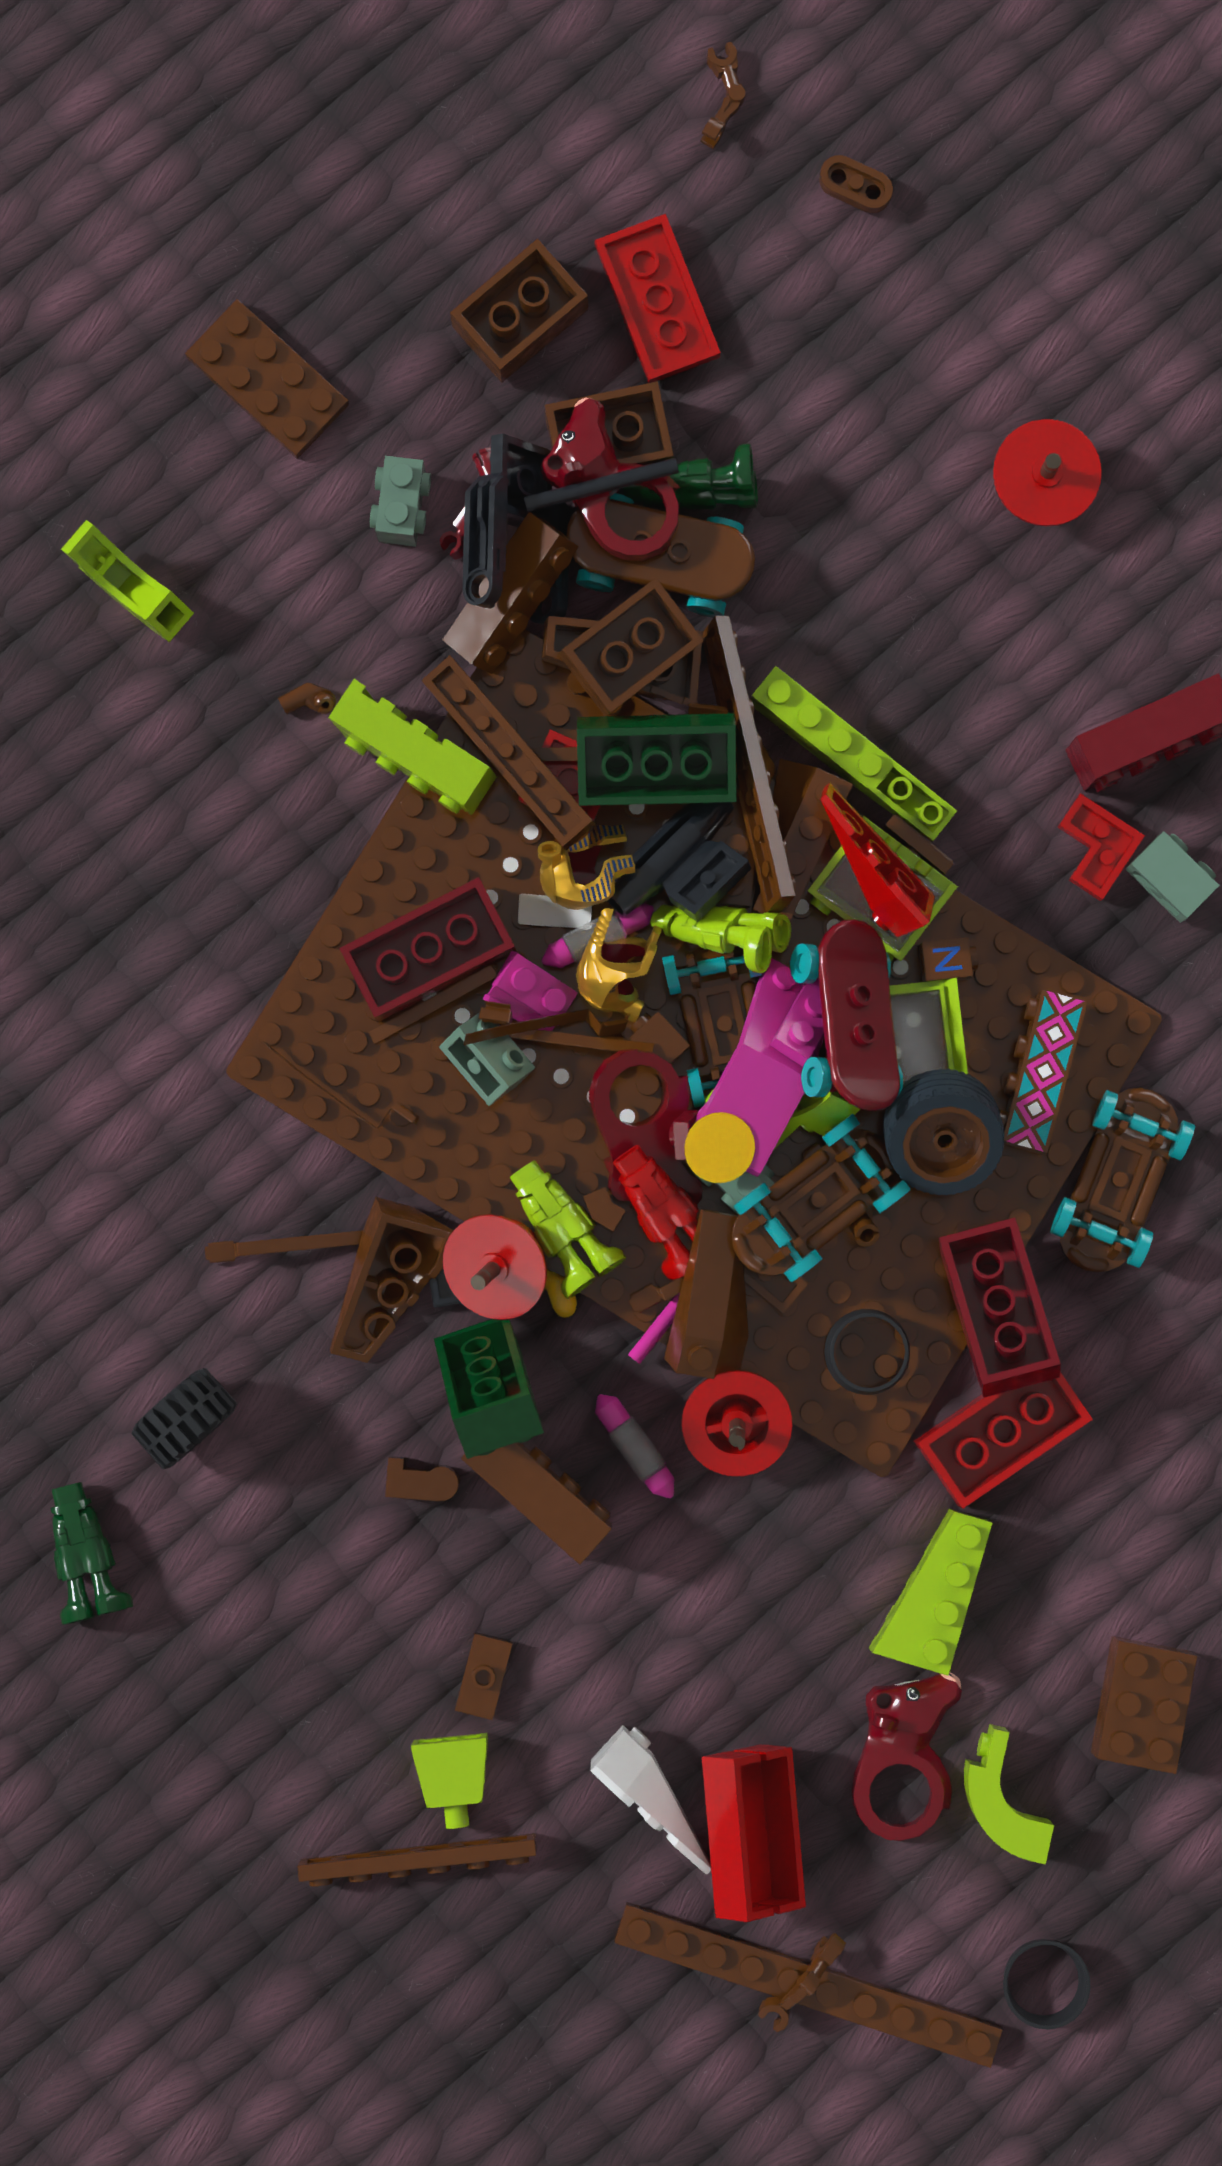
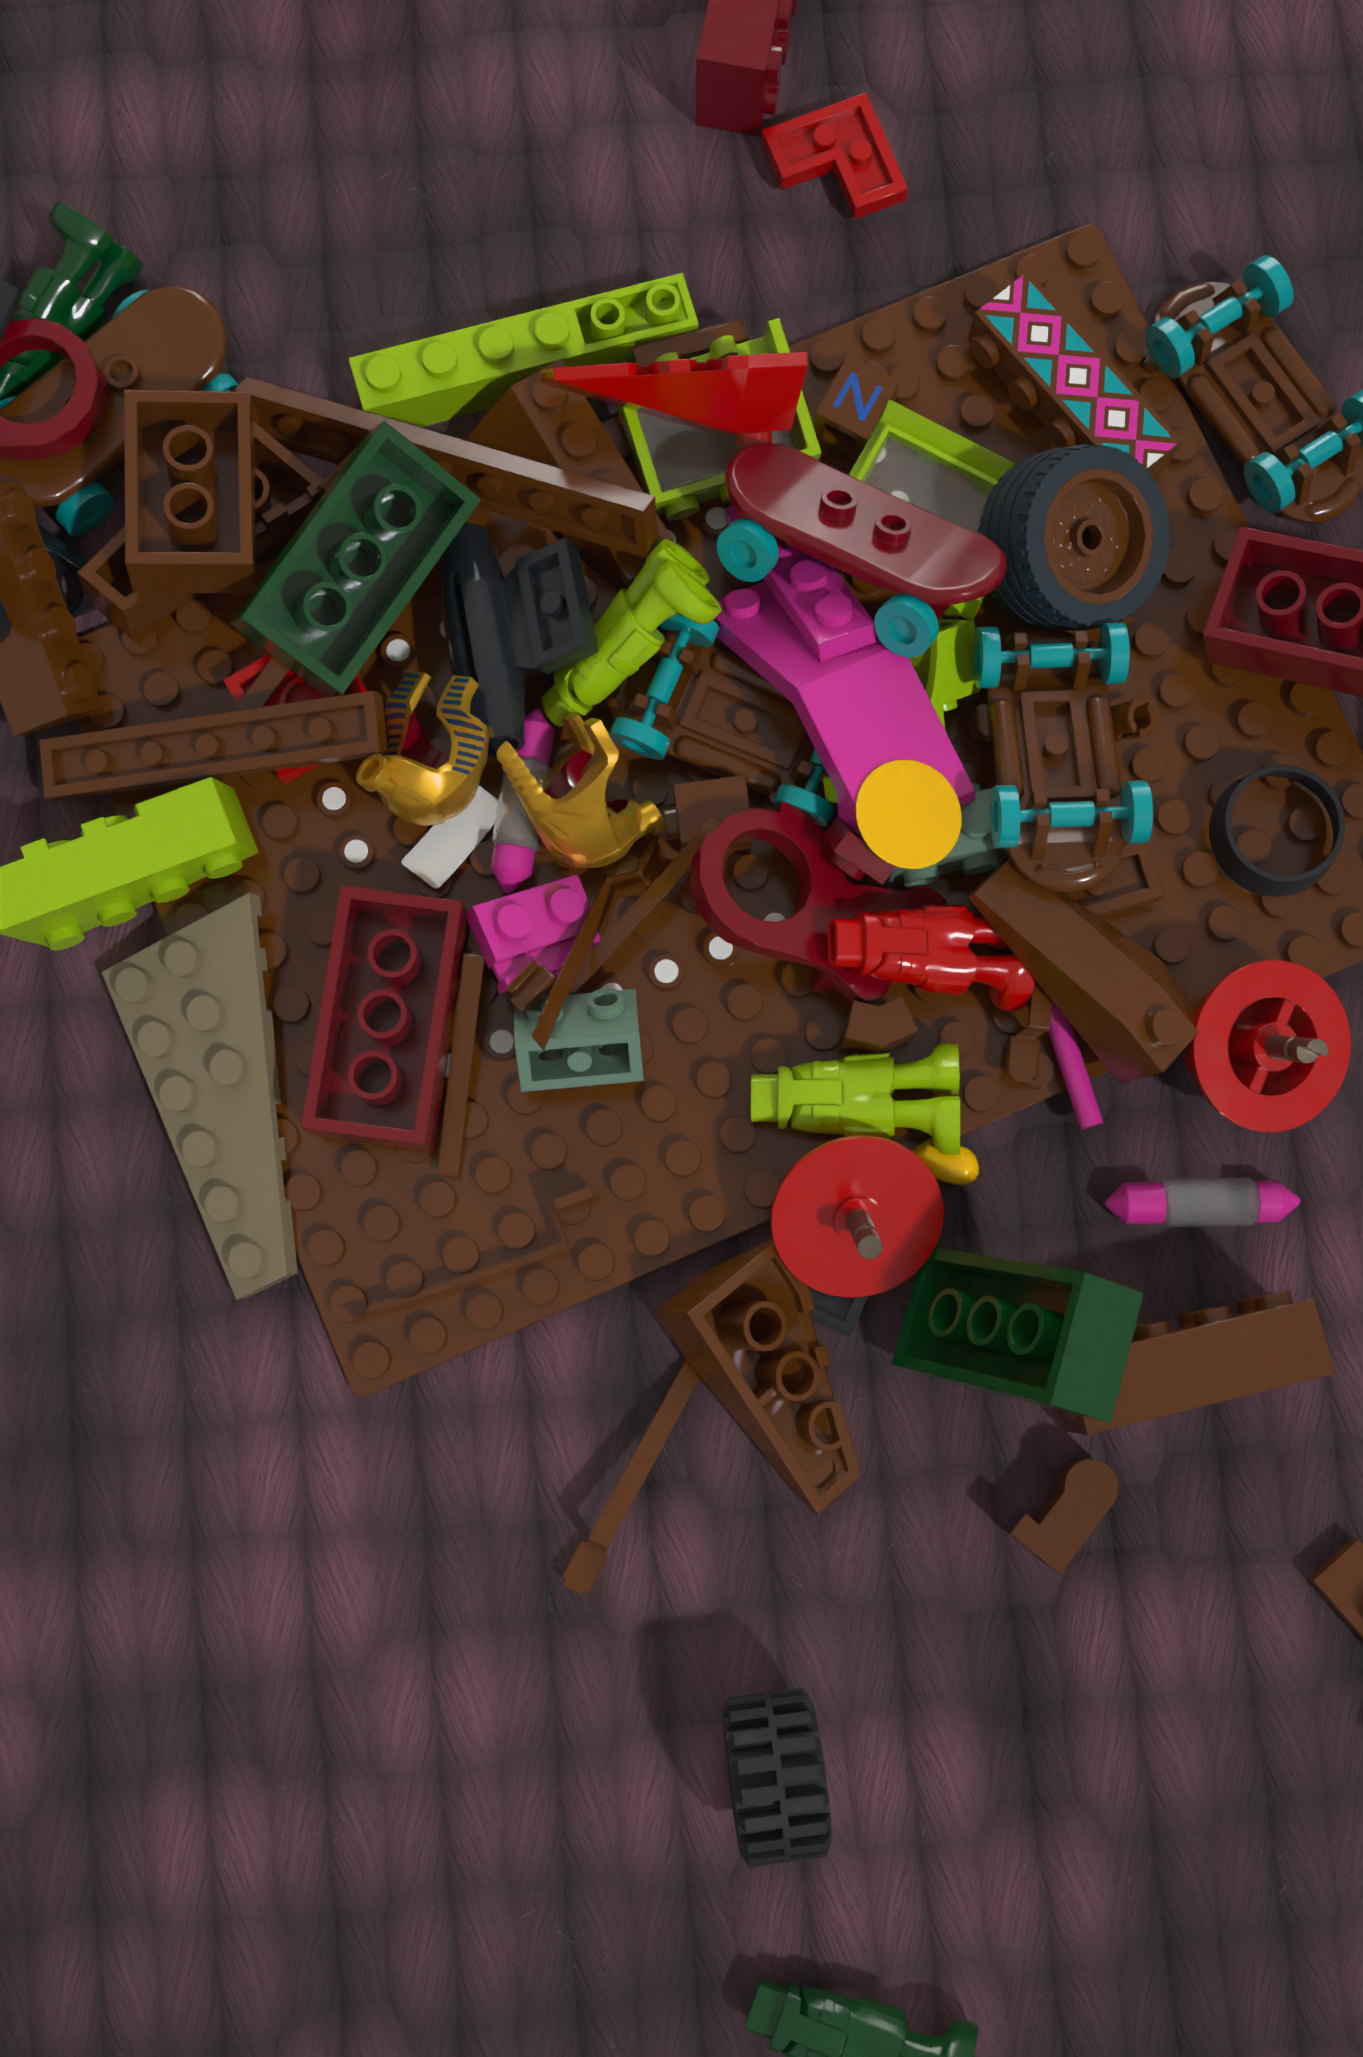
camera: 55 degrees left, 5 degrees down
(341, 874) = (212, 1069): none -> dark tan wing
(1173, 876) = (938, 91): sand green brick -> none

